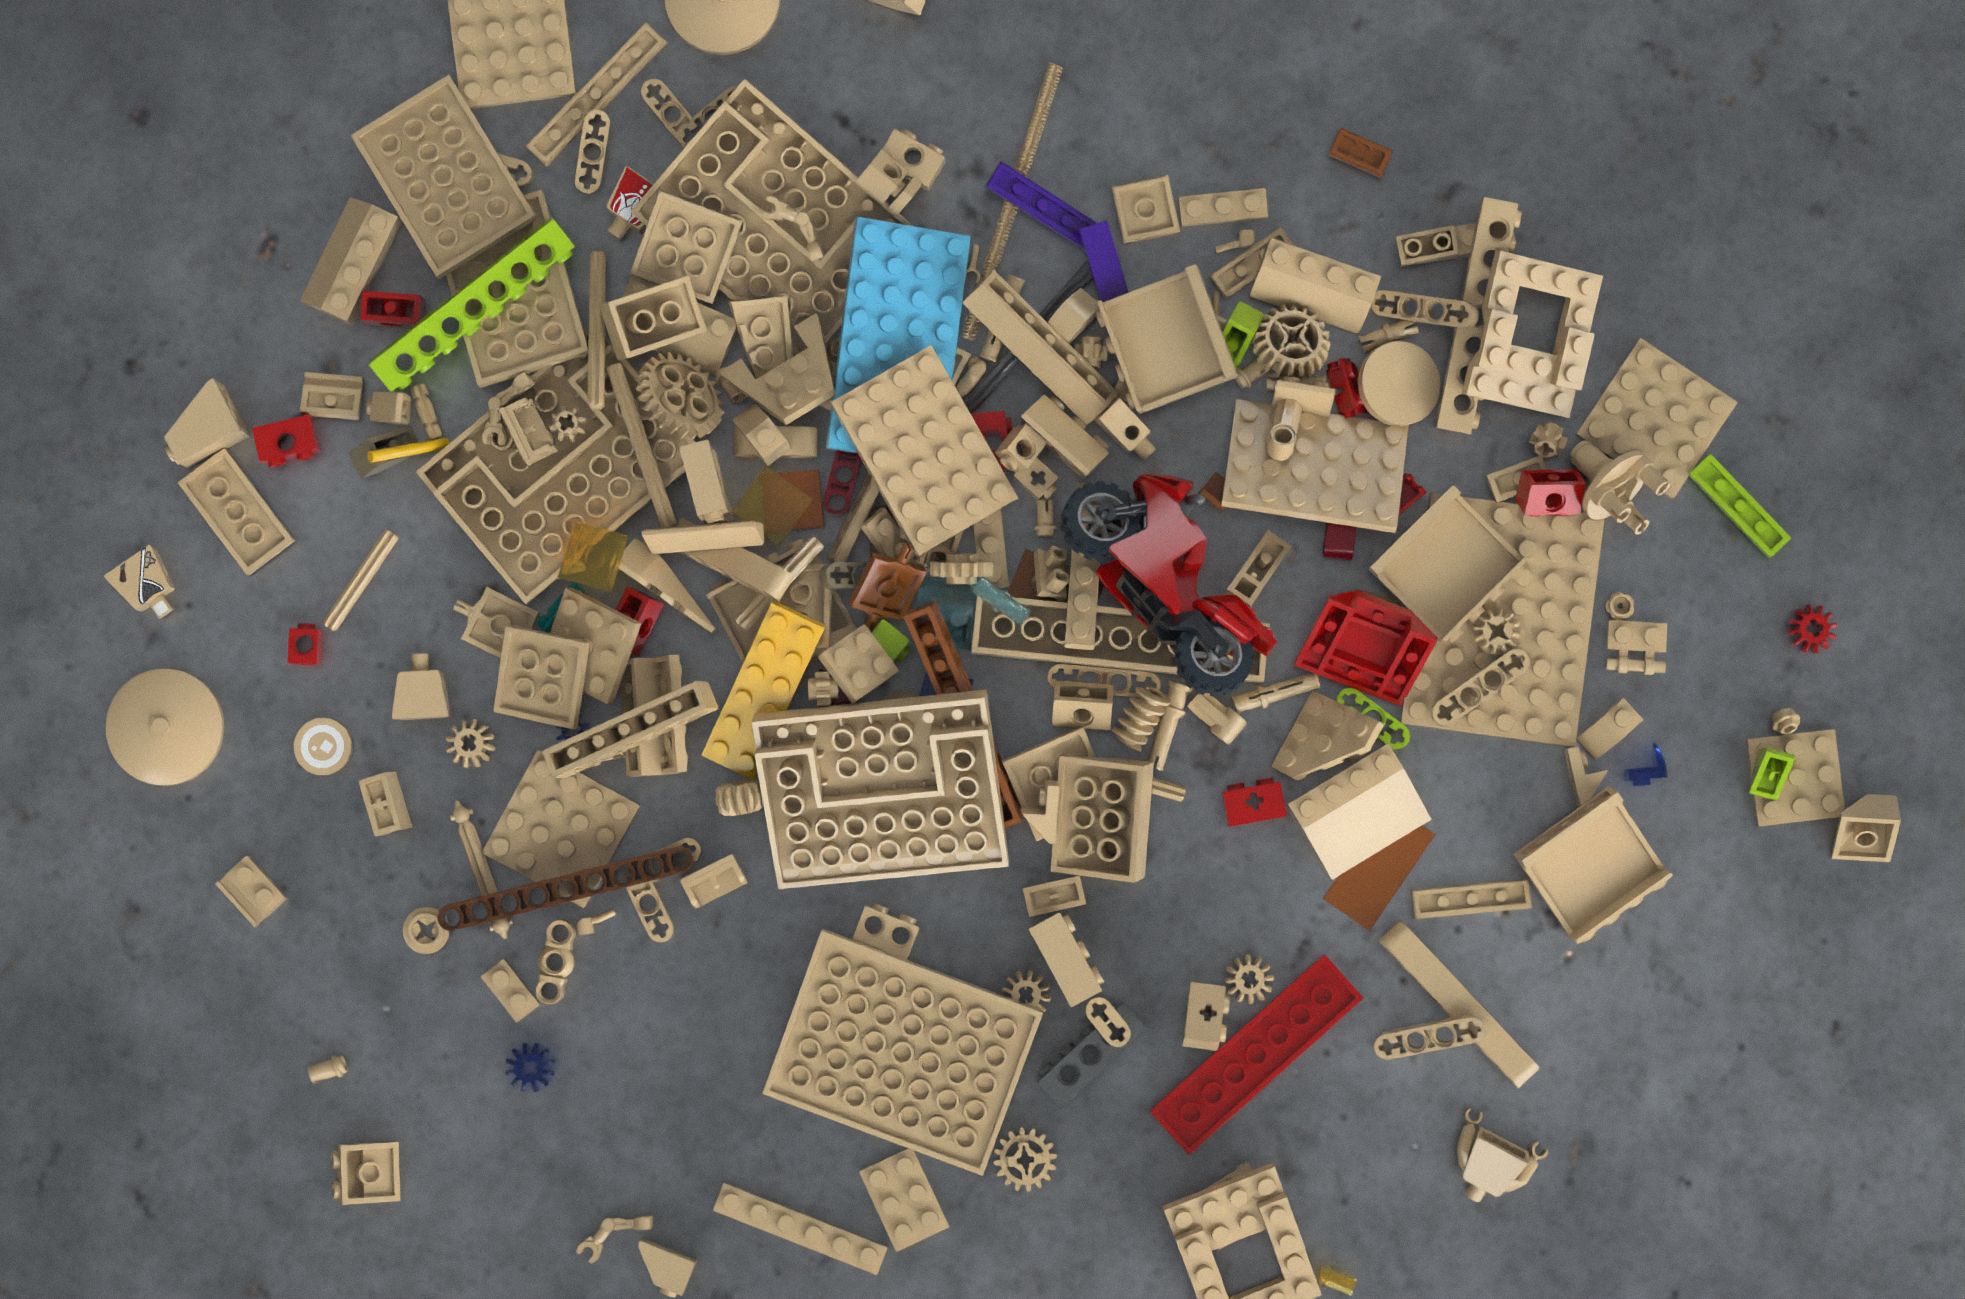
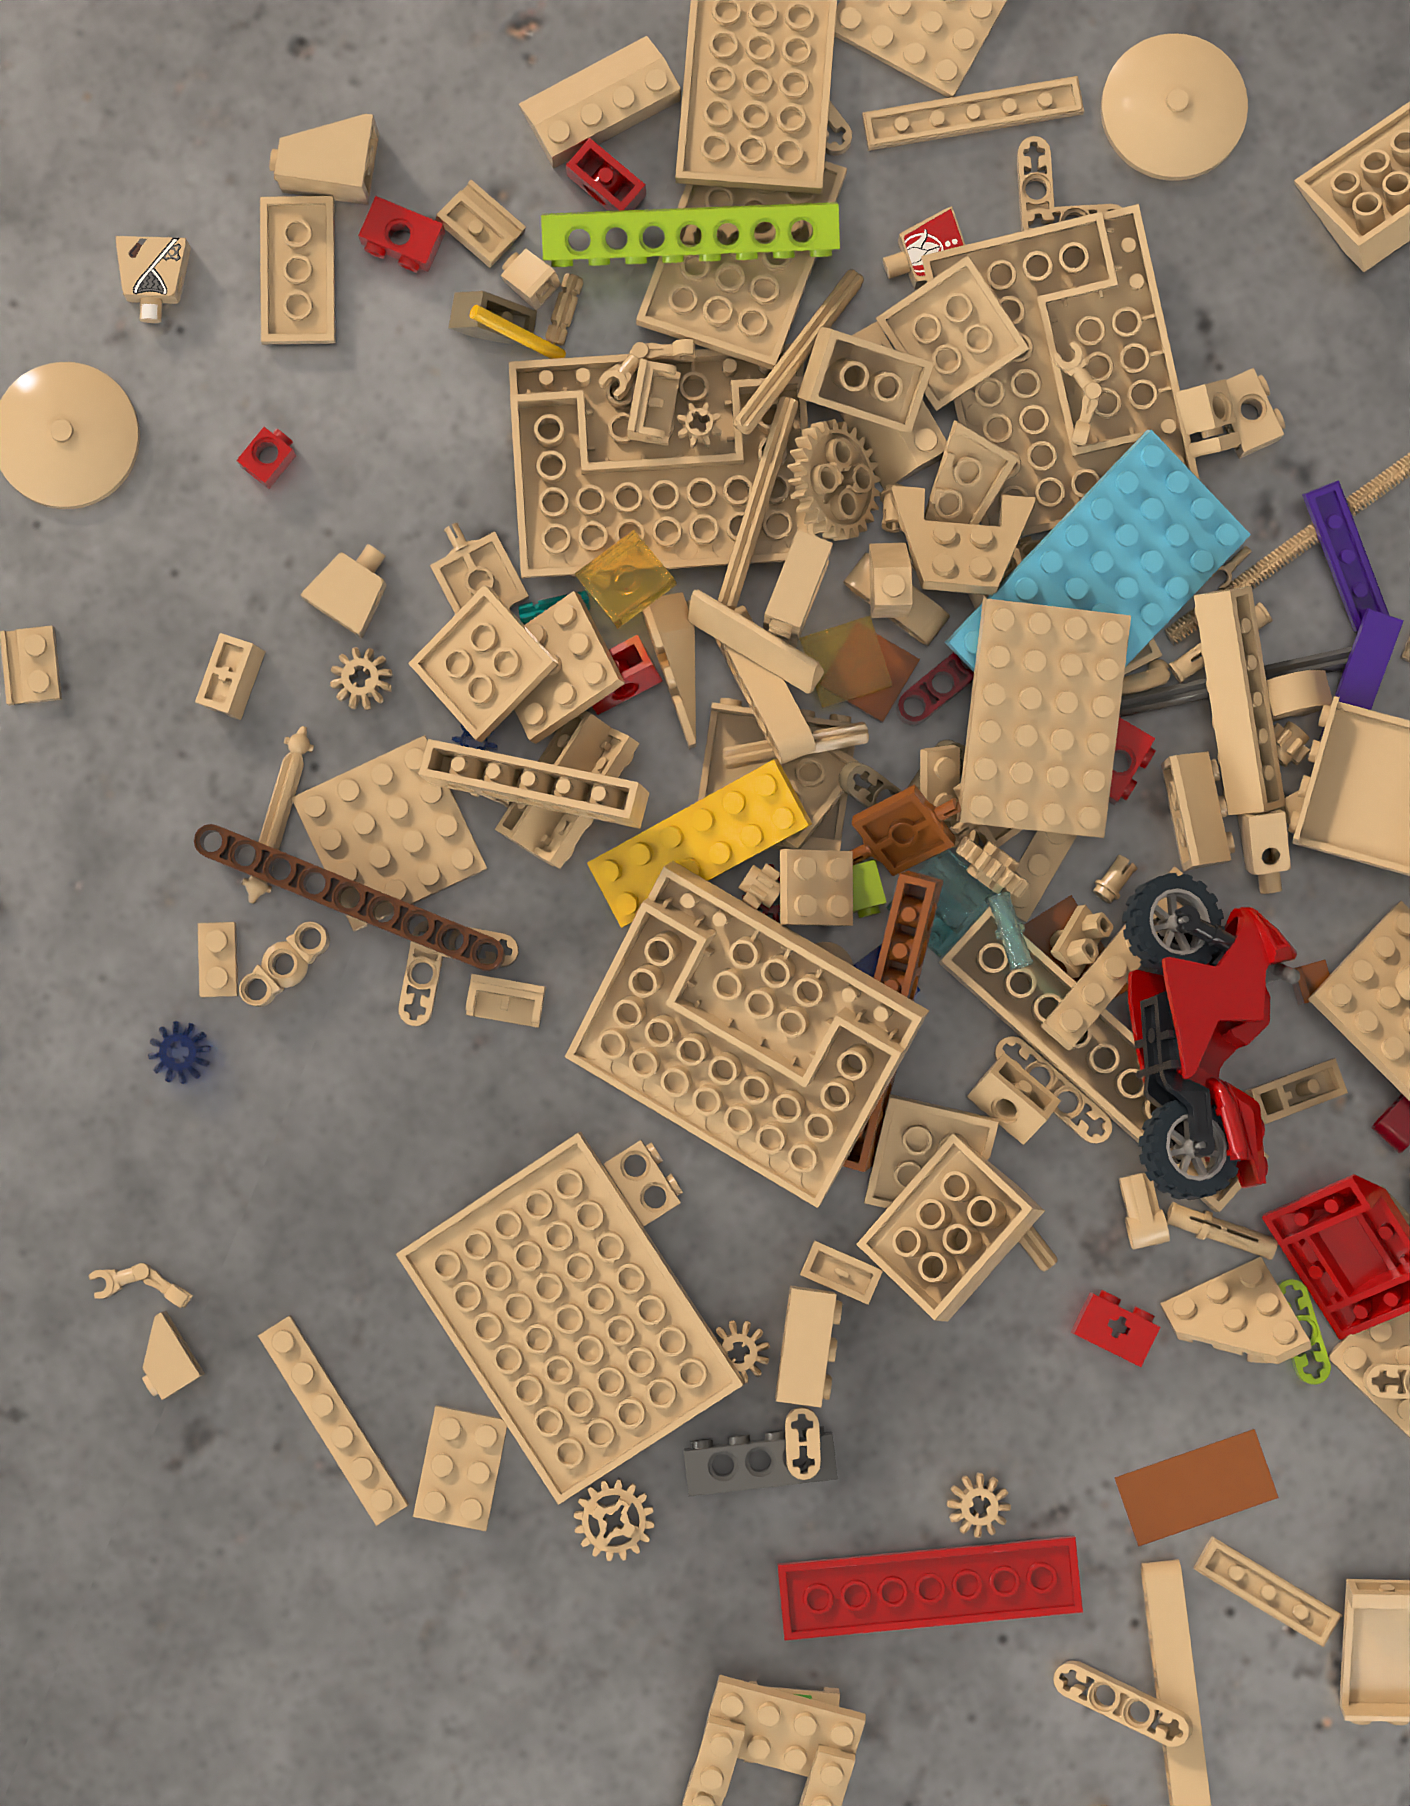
camera: 30 degrees right, 0 degrees up
(323, 746) = (210, 572): tan tile -> none
(360, 580) = (372, 431): tan axle -> none
(412, 931) = (164, 824): tan gear -> none
(585, 925) = (342, 949): tan hand -> none
(602, 131) = (952, 154): tan beam -> none
(739, 797) = (593, 934): tan gear -> none
(854, 520) = (918, 737): tan tile -> none
(1030, 443) = (1157, 790): tan brick -> none
(1038, 491) = (1145, 820): tan brick -> none
(1045, 819) = (892, 1187): tan slope -> none
(1141, 717) = (1065, 1155): tan piece -> none
(1177, 694) = (1101, 1171): tan pin -> none
(1203, 1033) = (887, 1518): tan brick -> none
(1359, 811) = (1218, 1416): tan slope -> none

